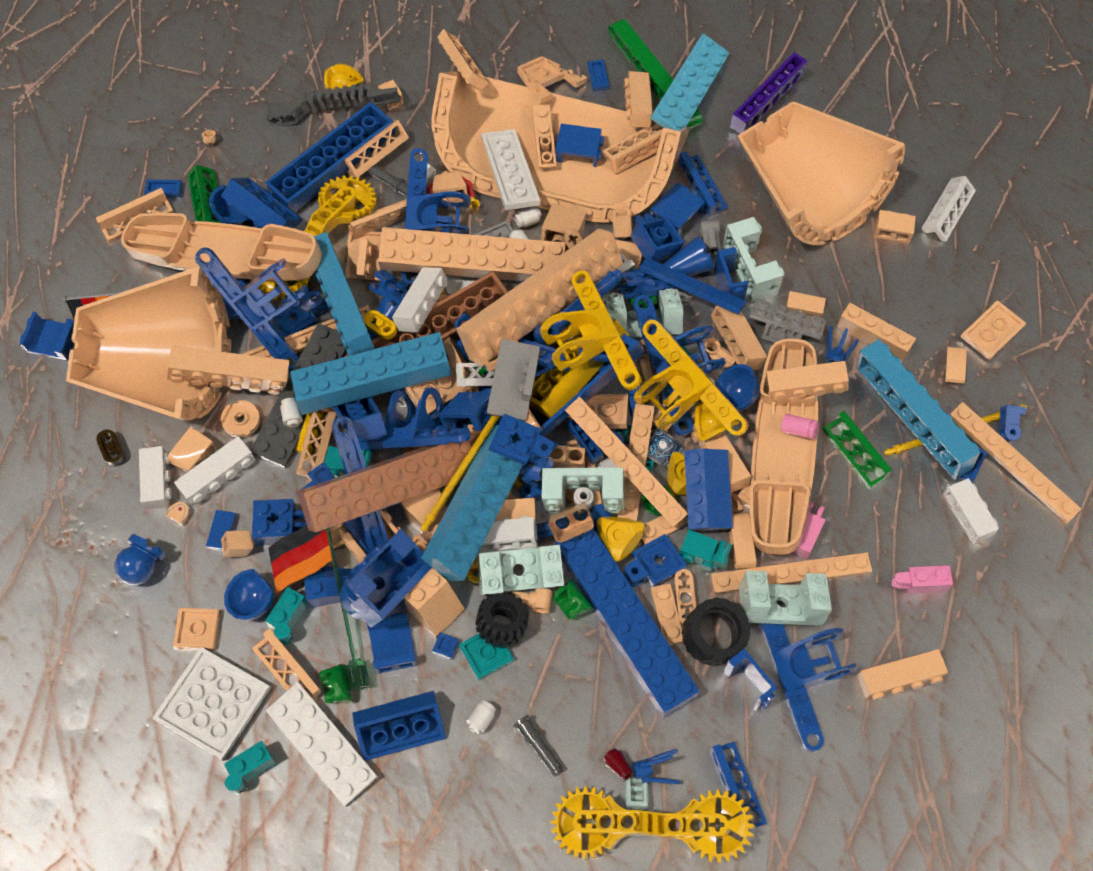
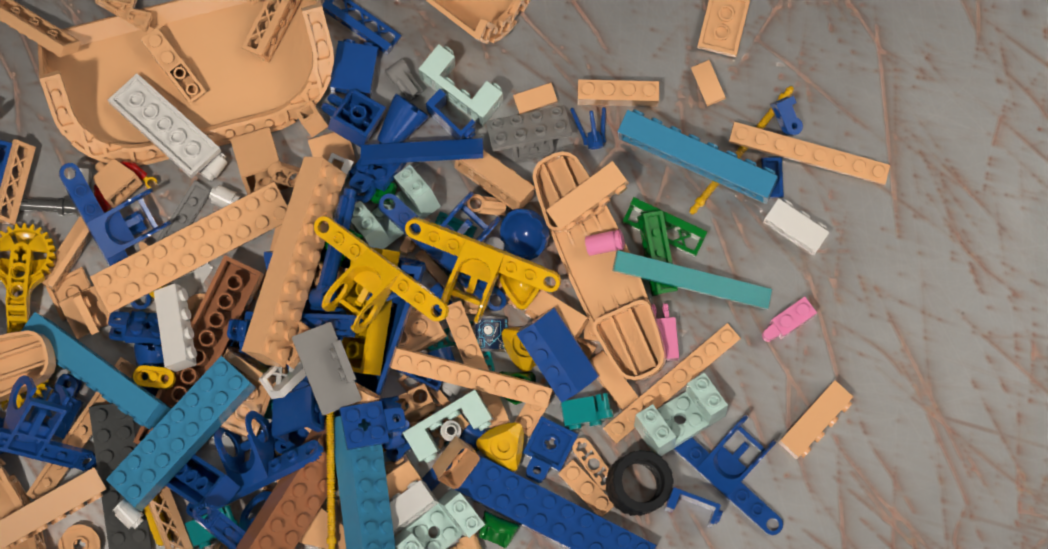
camera: 35 degrees left, 15 degrees up
(579, 142) = (213, 51): blue panel -> none
(839, 463) = (655, 245): none -> green fence
(857, 499) = (692, 279): none -> teal tile

